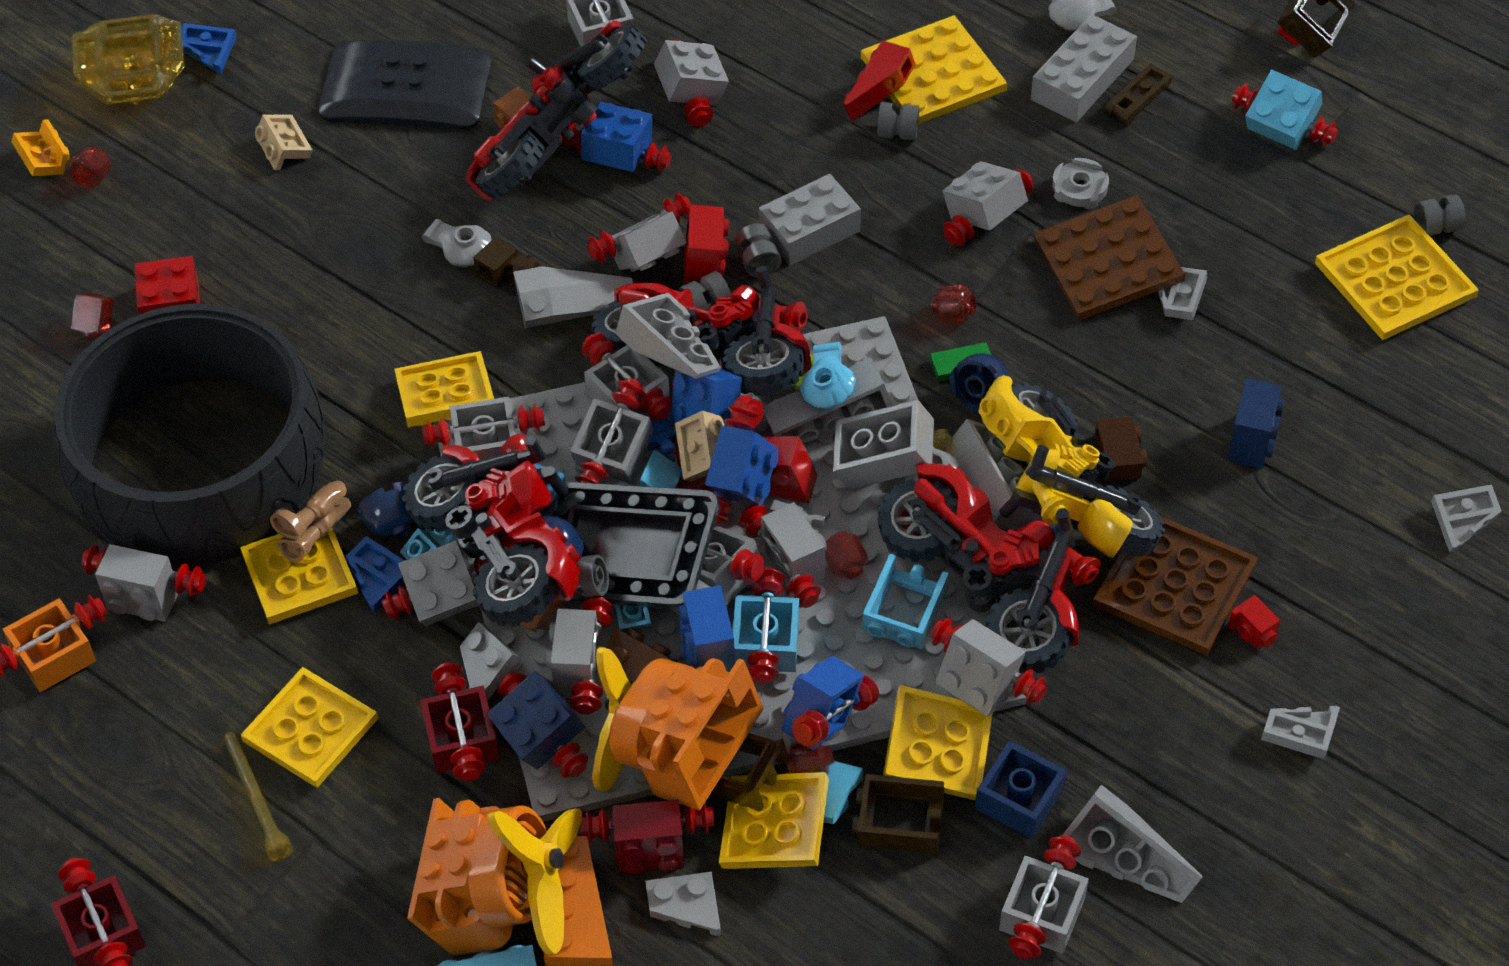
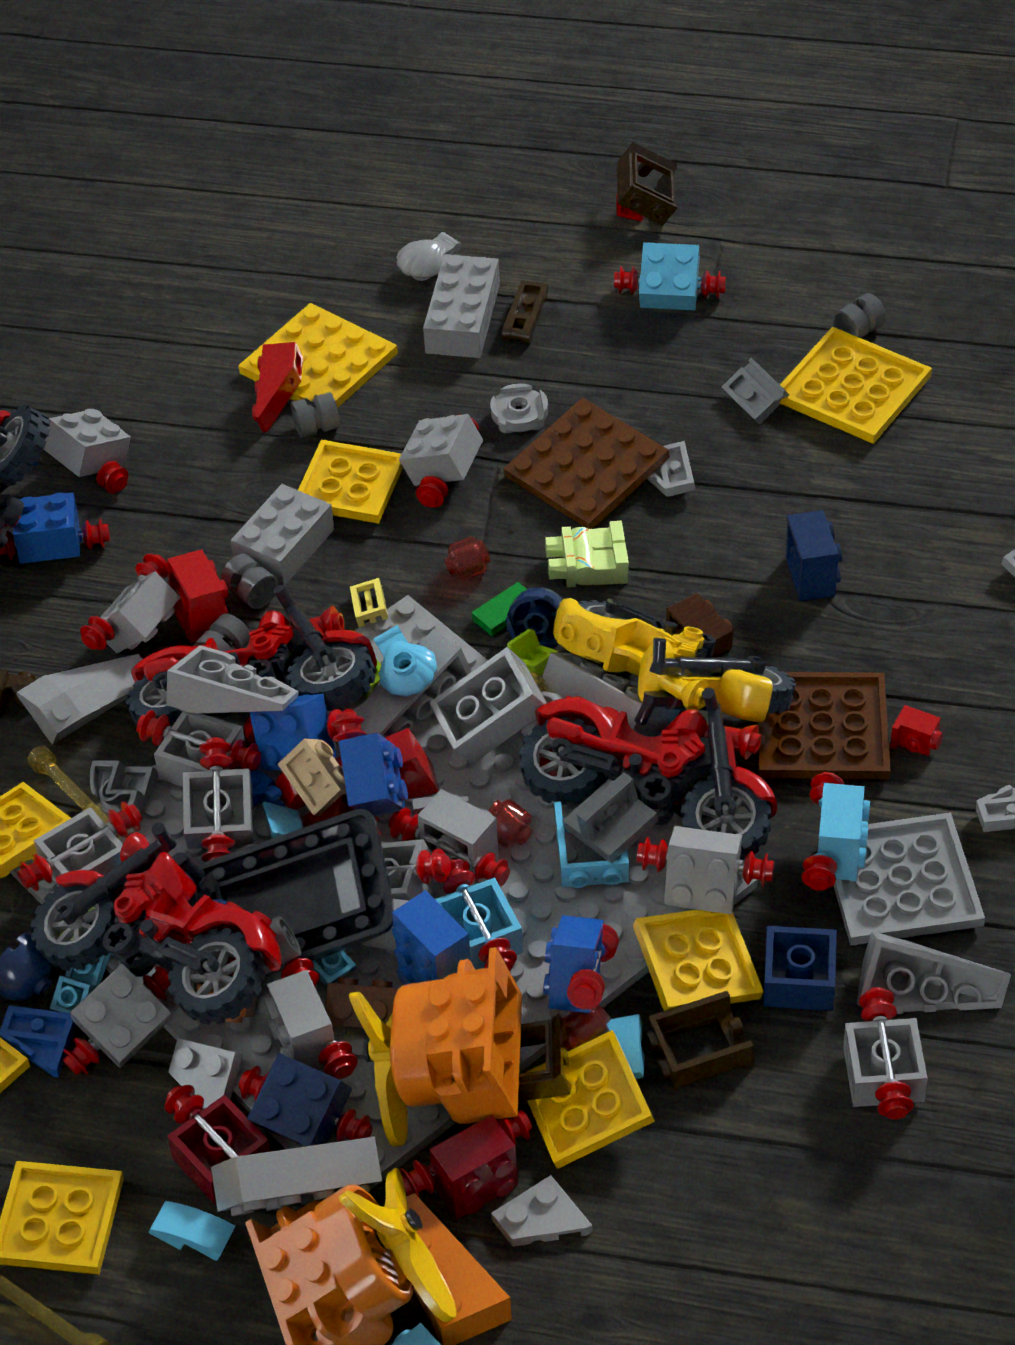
camera: 25 degrees left, 5 degrees down
(405, 783) = (186, 1225): none -> medium azure slope
(493, 777) = (294, 1175): none -> light grey brick
(507, 341) = (44, 762): none -> clear yellow piece
(553, 388) = (119, 783): none -> dark grey brick
(852, 312) = (371, 612): none -> light yellow tile
(896, 192) = (352, 479): none -> yellow plate
(927, 589) = (611, 818): none -> dark grey bracket
(956, 409) = (530, 651): none -> lime bracket
(1060, 343) = (589, 555): none -> yellowish green hips
(1118, 685) = (840, 832): none -> medium azure brick
(1162, 749) = (910, 882): none -> light grey plate
(1300, 248) = (755, 391): none -> dark grey plate

